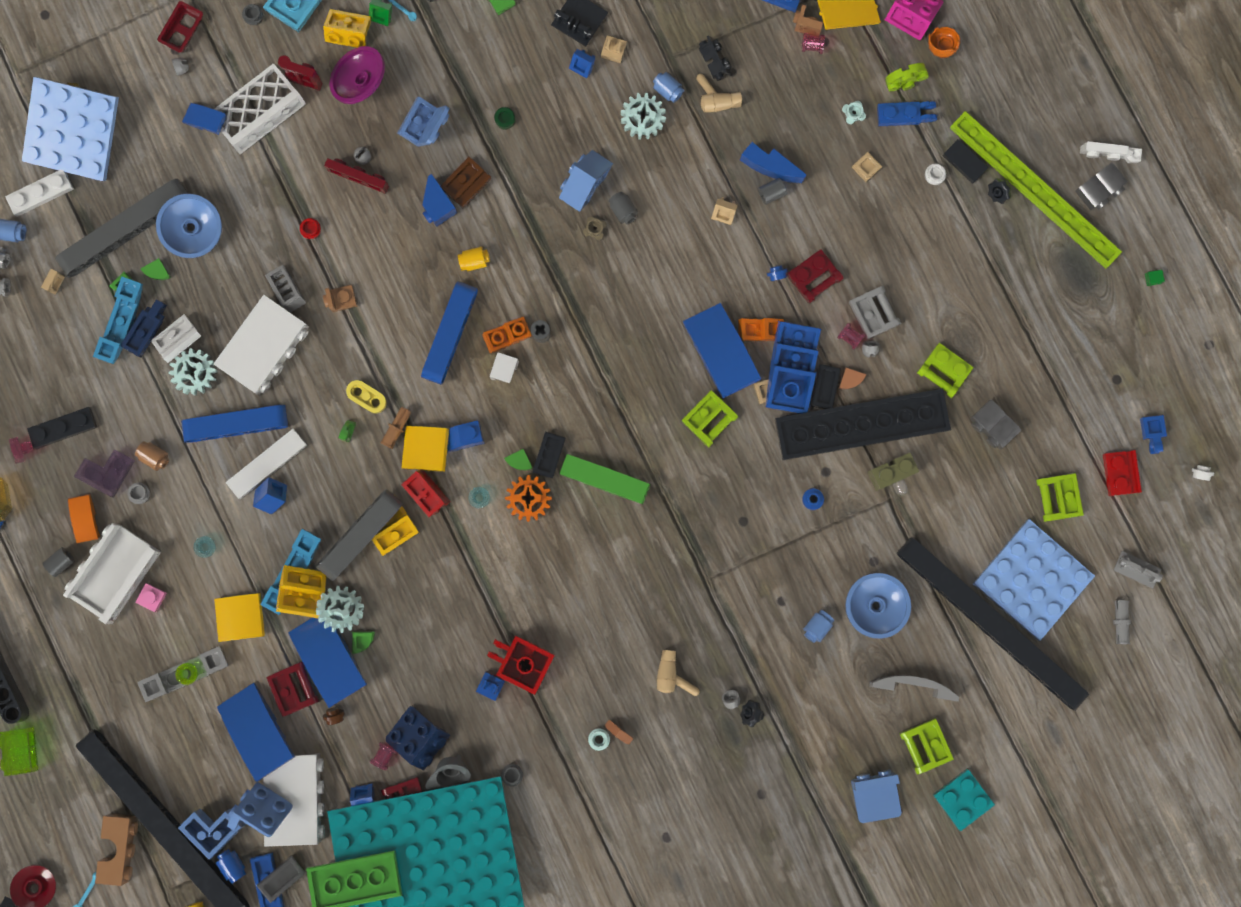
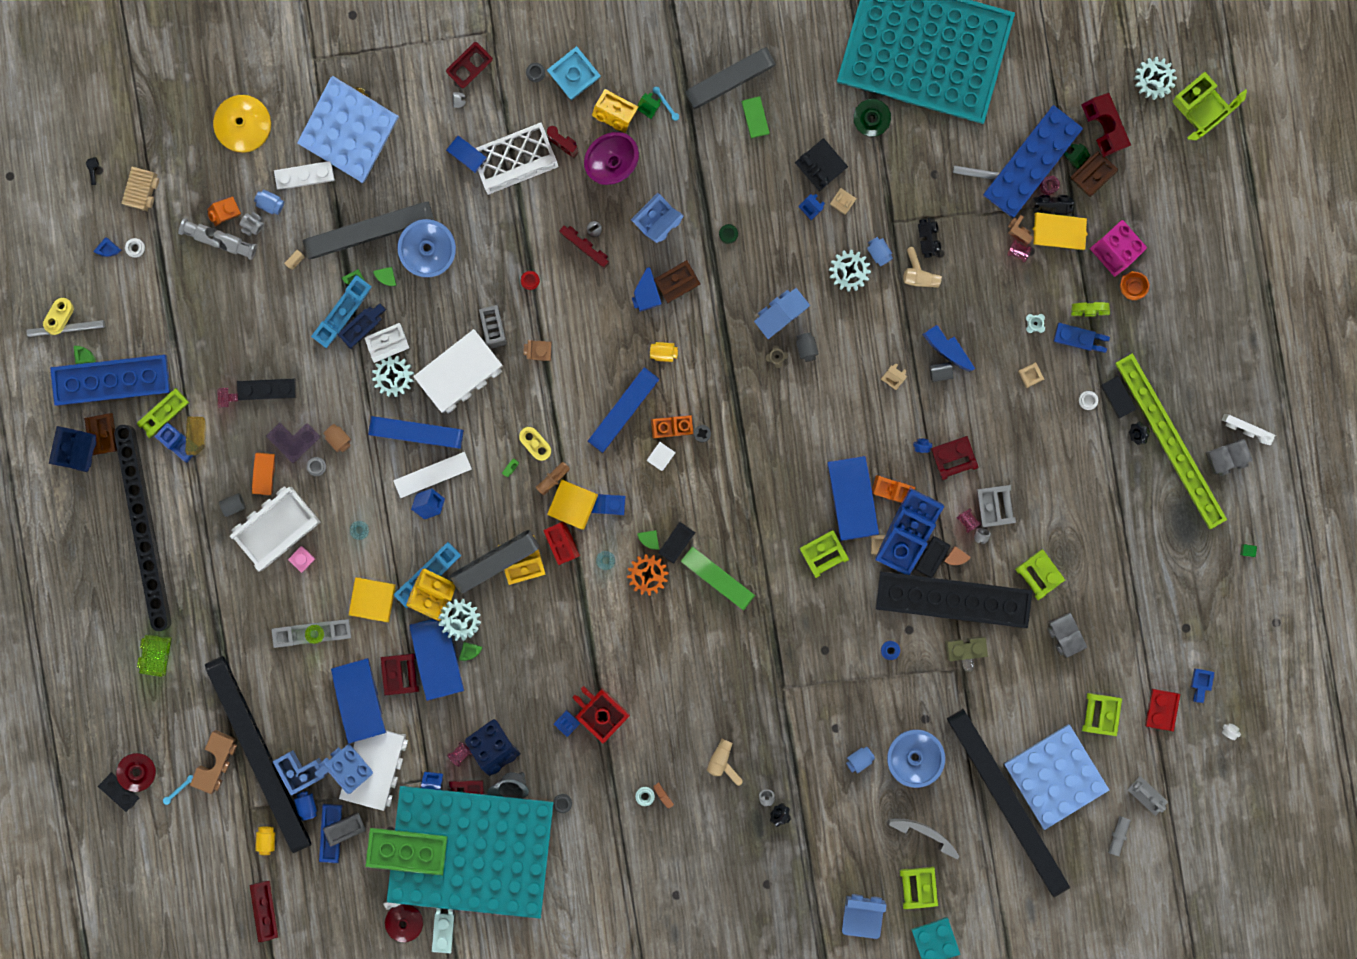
camera: 20 degrees right, 5 degrees up
(333, 716) = (427, 707): reddish brown plate -> none

